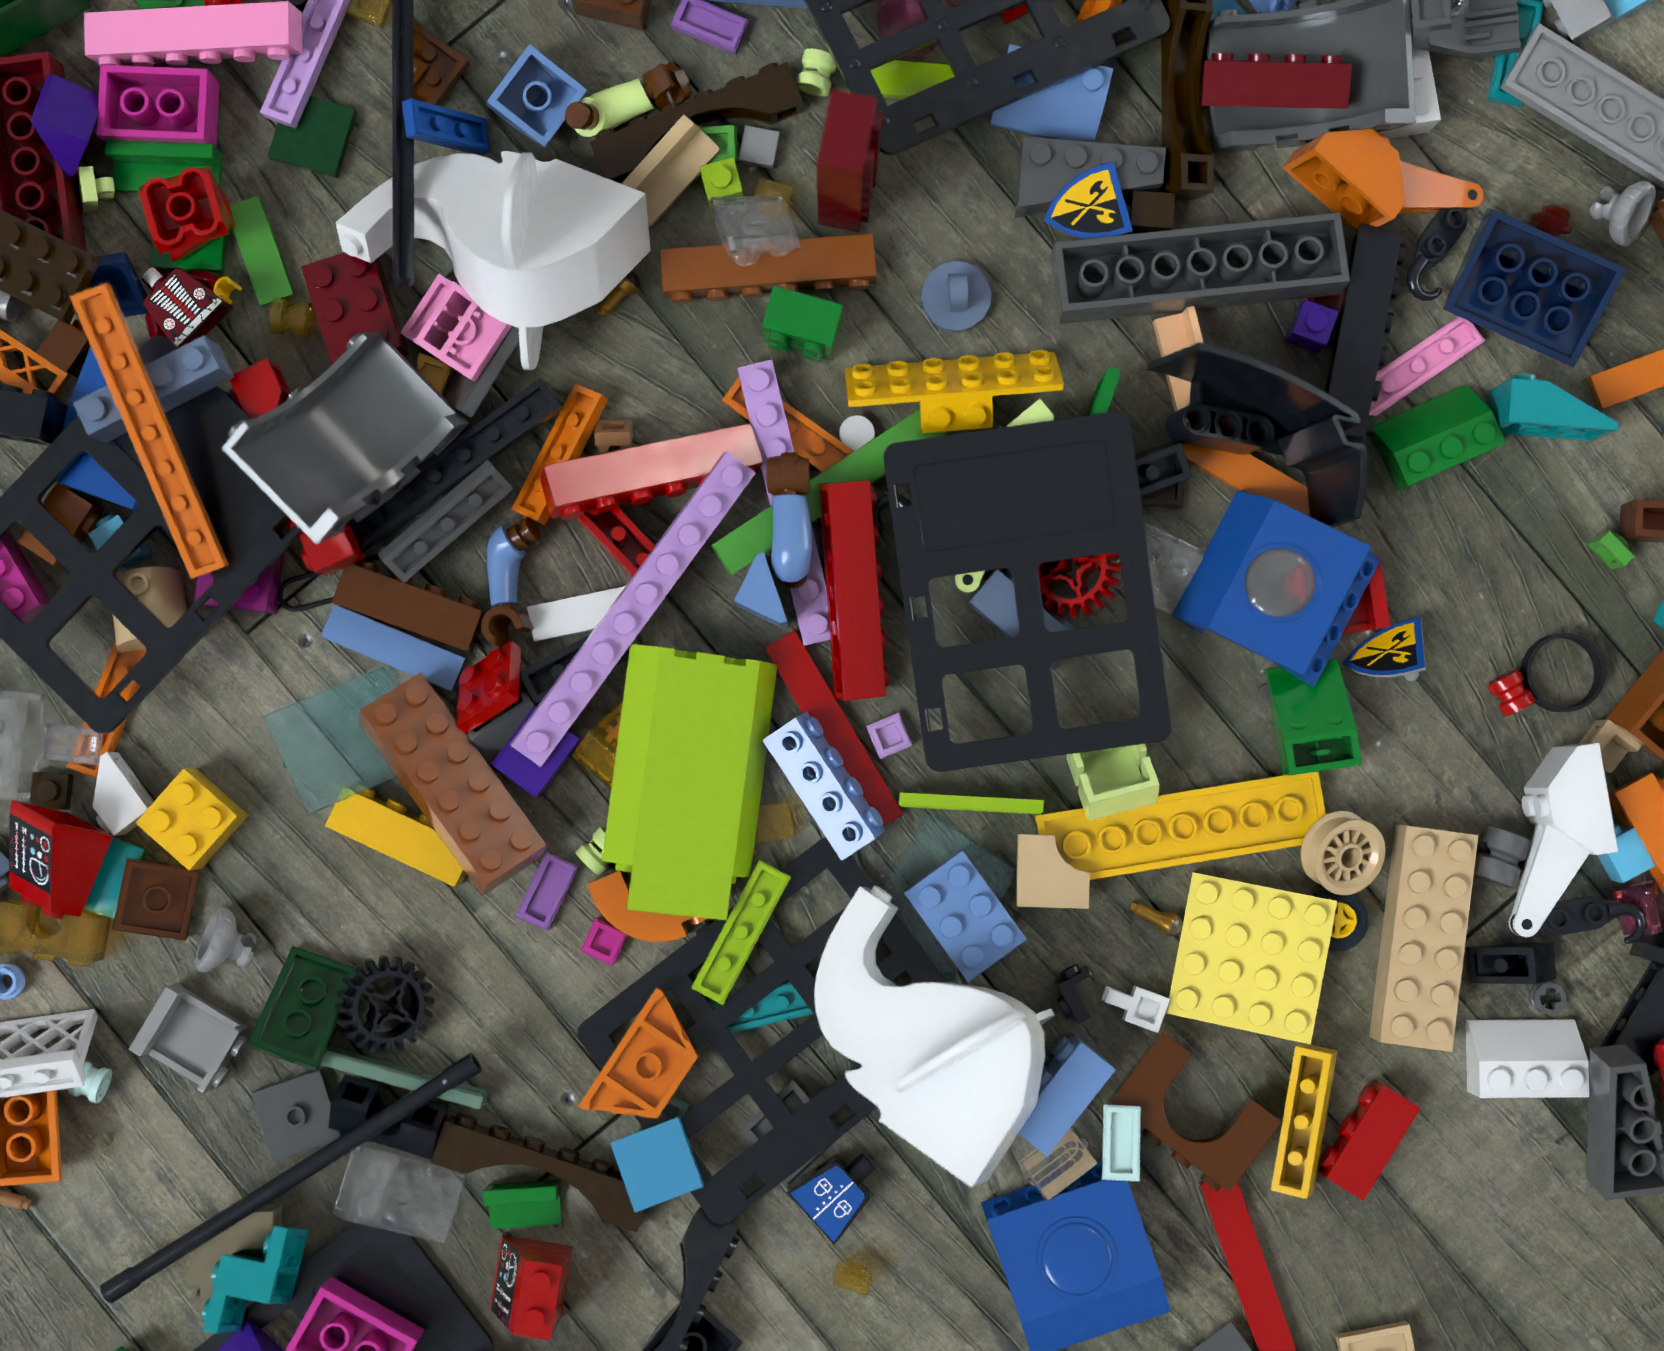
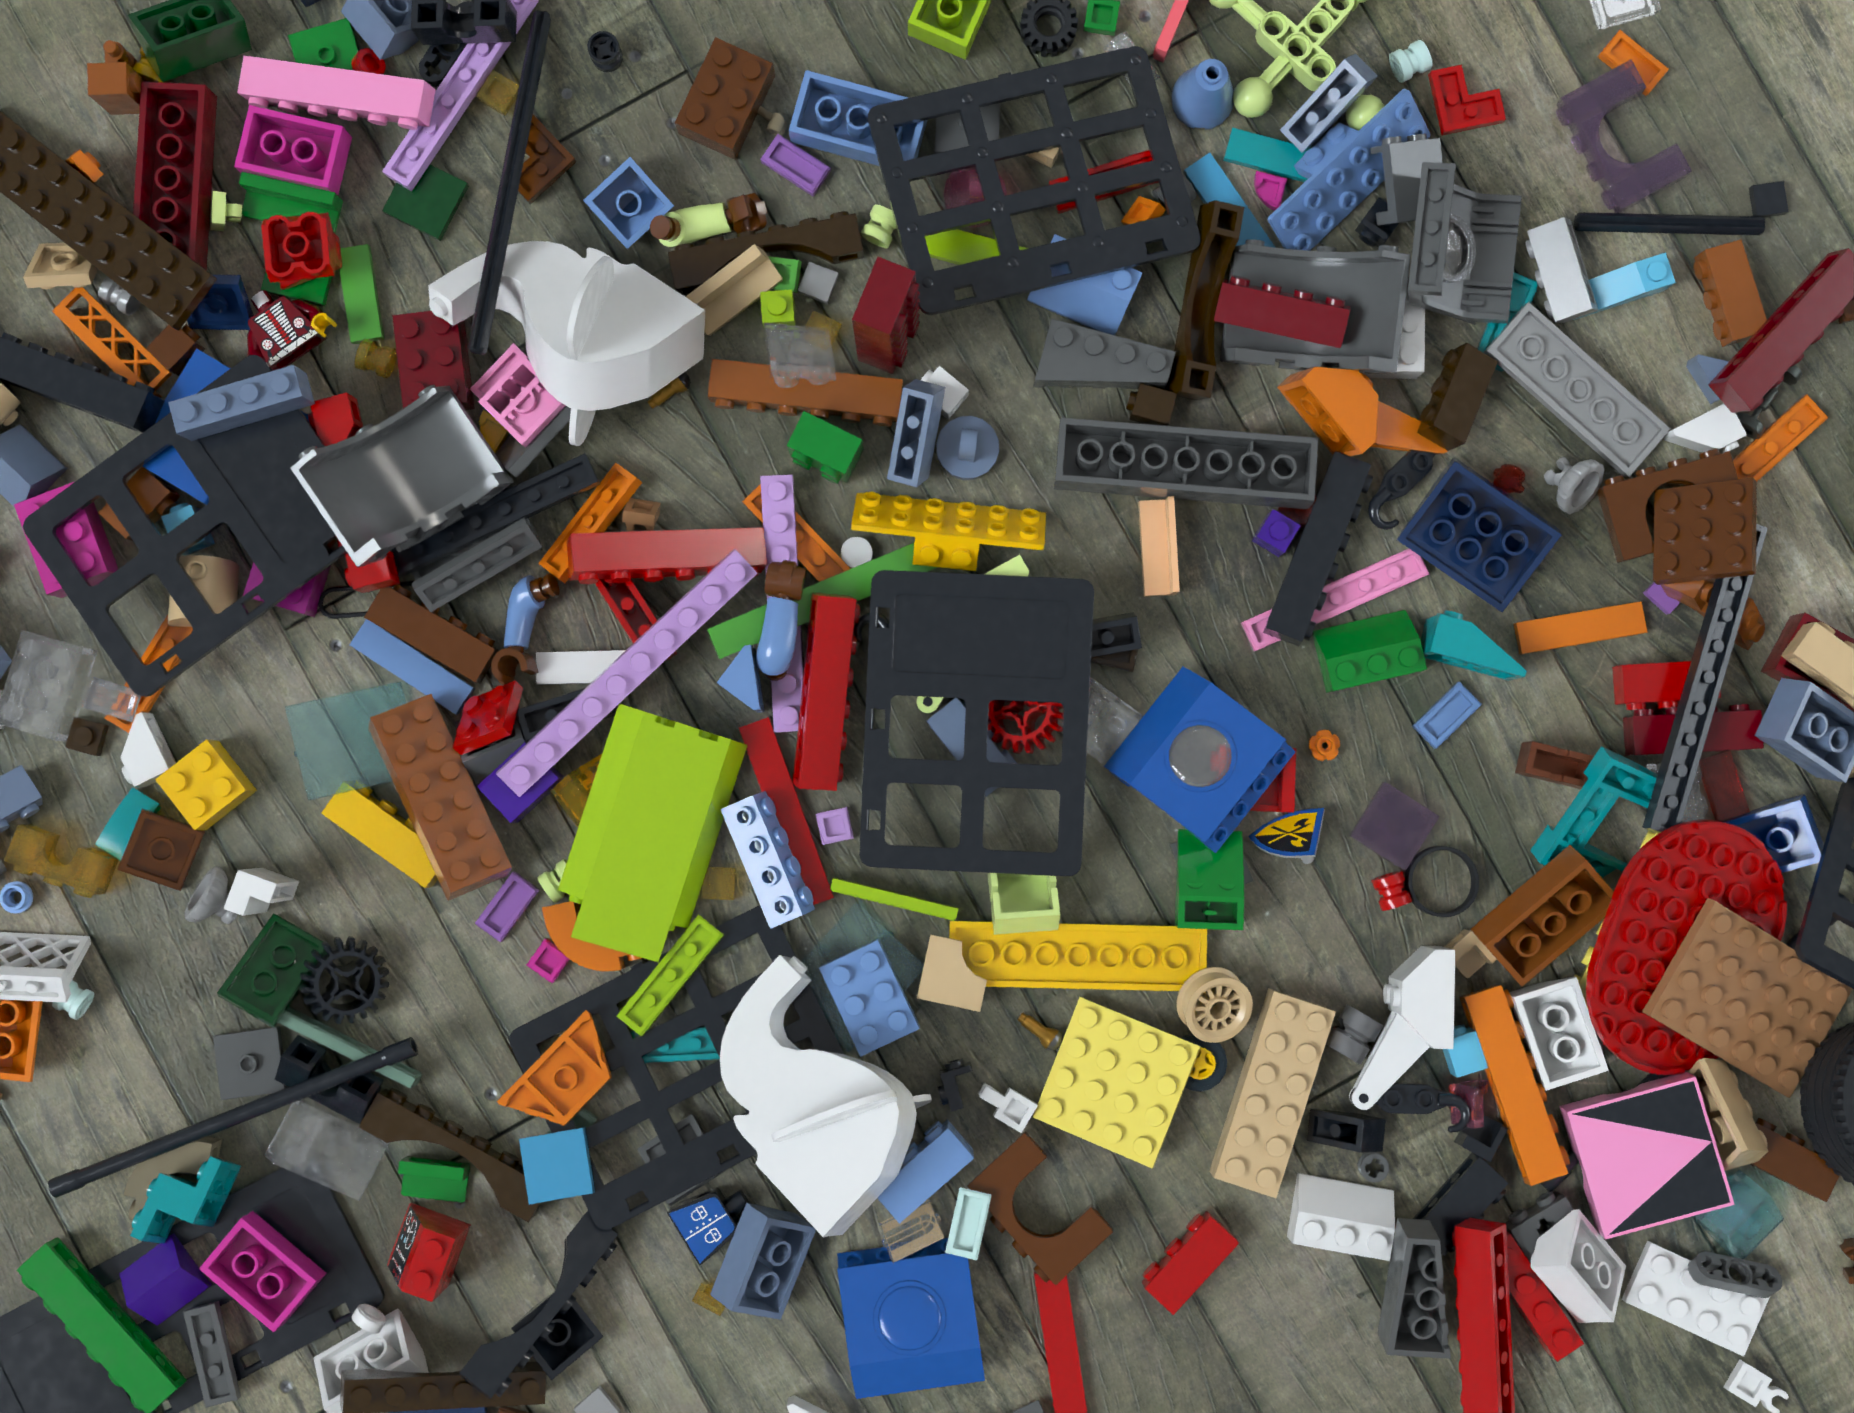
camera: 10 degrees right, 0 degrees up
(53, 858) = (78, 796): red slope -> none
(65, 120) = (209, 149): dark purple slope -> none
(149, 429) = (230, 440): orange plate -> none
(191, 1037) = (169, 977): light grey panel -> none
(270, 921) = (256, 889): none -> white piece
(445, 127) = (542, 216): blue tile -> none
(899, 288) = (916, 432): none -> sand blue brick
(903, 1227) = (763, 1261): none -> sand blue brick
(918, 240) = (954, 392): none -> white brick
(1091, 205) = (1099, 391): shield -> none
(1104, 391) = (1079, 559): green tile -> none
(1249, 475) = (1194, 651): orange tile -> none
(1282, 415) = (1232, 611): black beam -> none
(1304, 1120) = (1135, 1234): yellow brick -> none
(1398, 552) = (1316, 742): none -> orange plate
(1480, 141) = (1456, 396): none -> dark brown brick
(1499, 621) = (1394, 826): none -> clear purple plate
(1533, 490) = (1446, 715): none -> medium blue tile
(1611, 549) = (1506, 780): bright green plate -> none

